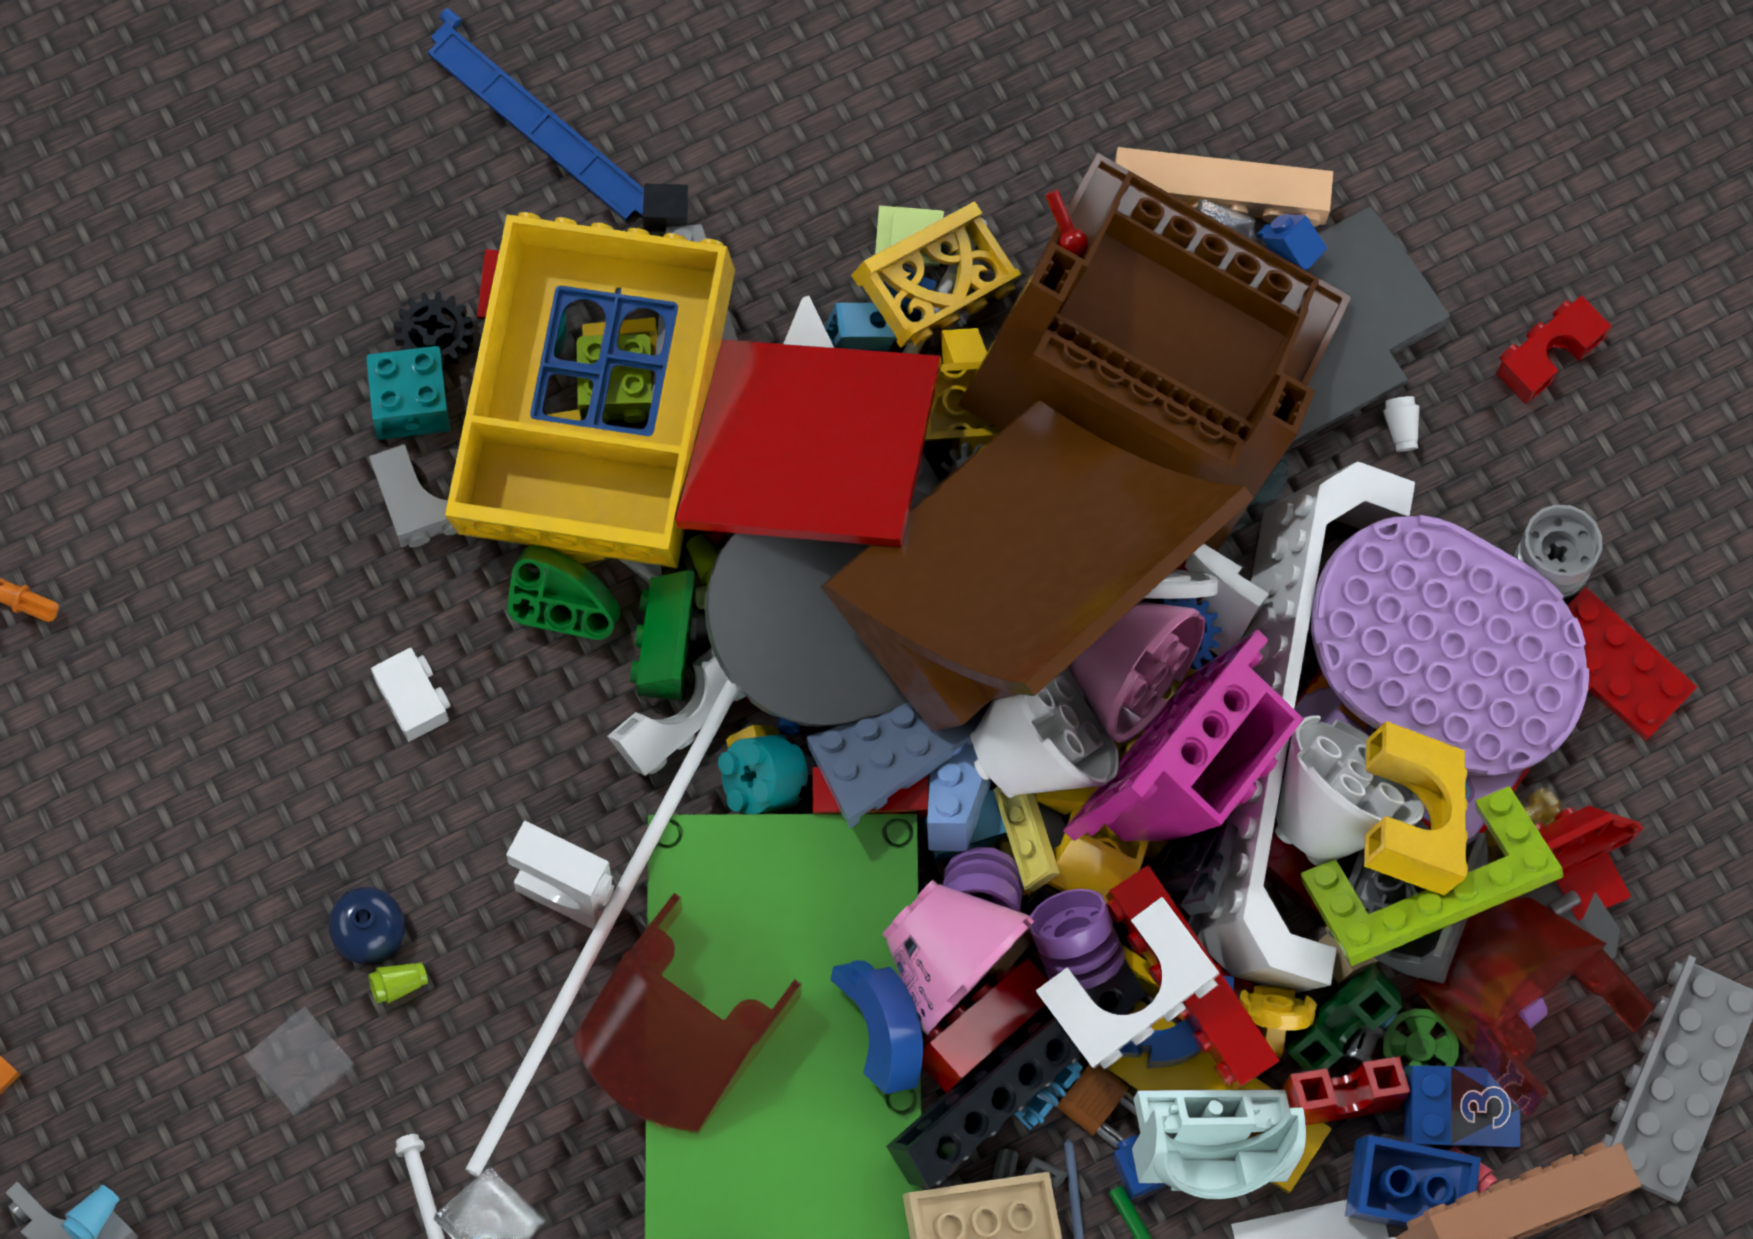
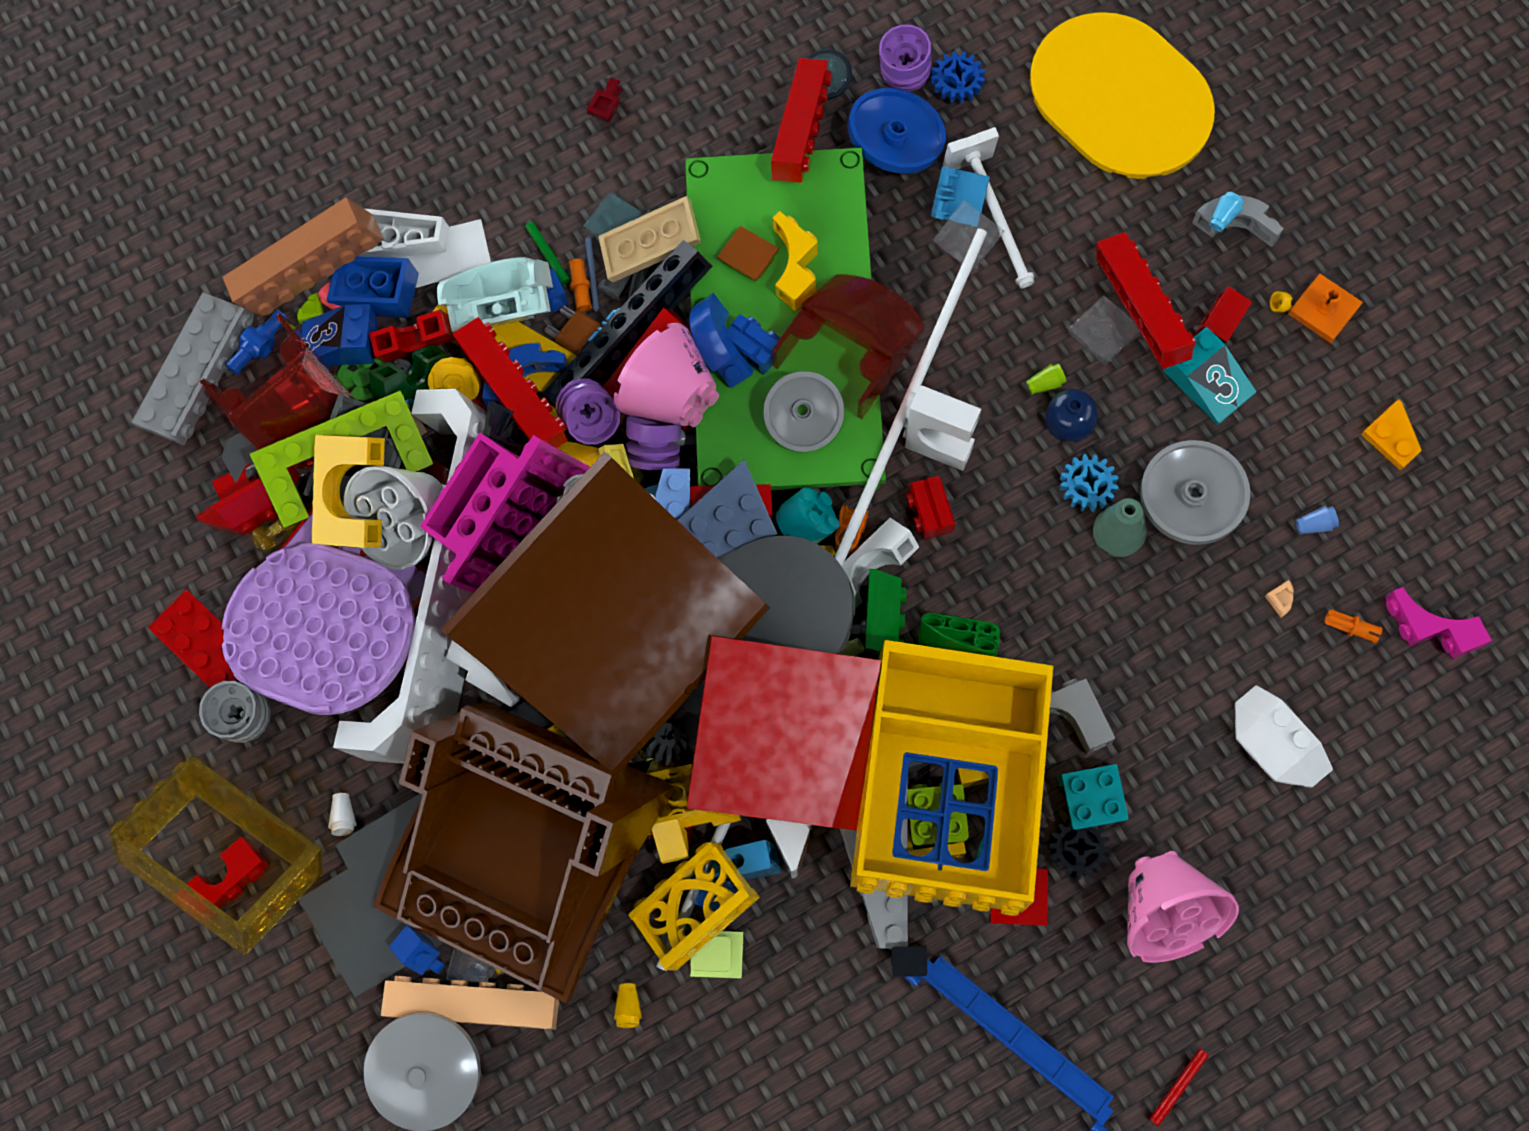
camera: 170 degrees left, 0 degrees up
(28, 1086) = (1275, 301): none -> yellow hinge
(40, 746) = (1320, 520): none -> medium blue cone
(110, 646) = (1281, 598): none -> light nougat tile
(120, 1064) = (1225, 314): none -> red hinge
(154, 455) = (1279, 740): none -> white wedge
(156, 972) = (1212, 377): none -> teal slope
(208, 790) = (1195, 492): none -> light grey dish
(237, 1080) = (1145, 300): none -> red brick
(320, 753) = (1120, 528): none -> sand green cone
(328, 246) = (1174, 909): none -> bright pink cone
(340, 818) = (1096, 474): none -> dark azure gear
(347, 59) = (1178, 1087): none -> red bar
(410, 694) = (1061, 570): white brick -> none
(585, 794) = (931, 507): none -> red brick
(707, 777) = (844, 520): none -> orange piece
(748, 1176) = (797, 281): none -> yellow arch
(759, 902) = (815, 426): none -> light grey dish
(828, 1021) = (753, 342): none -> blue brick
(831, 1176) = (748, 253): none -> dark orange piece
(1023, 176) = (627, 1007): none -> yellow cone
(1071, 237) = (584, 917): red bar -> none
(1093, 1177) = (580, 285): none -> orange pin
(1101, 1033) = (566, 339): white arch -> none
(1278, 112) = (422, 1071): none -> light grey dish
(1508, 1163) = (310, 308): none -> lime tile
(1511, 252) = (166, 801): none -> clear yellow door
(1586, 1110) = (255, 343): none -> blue pin

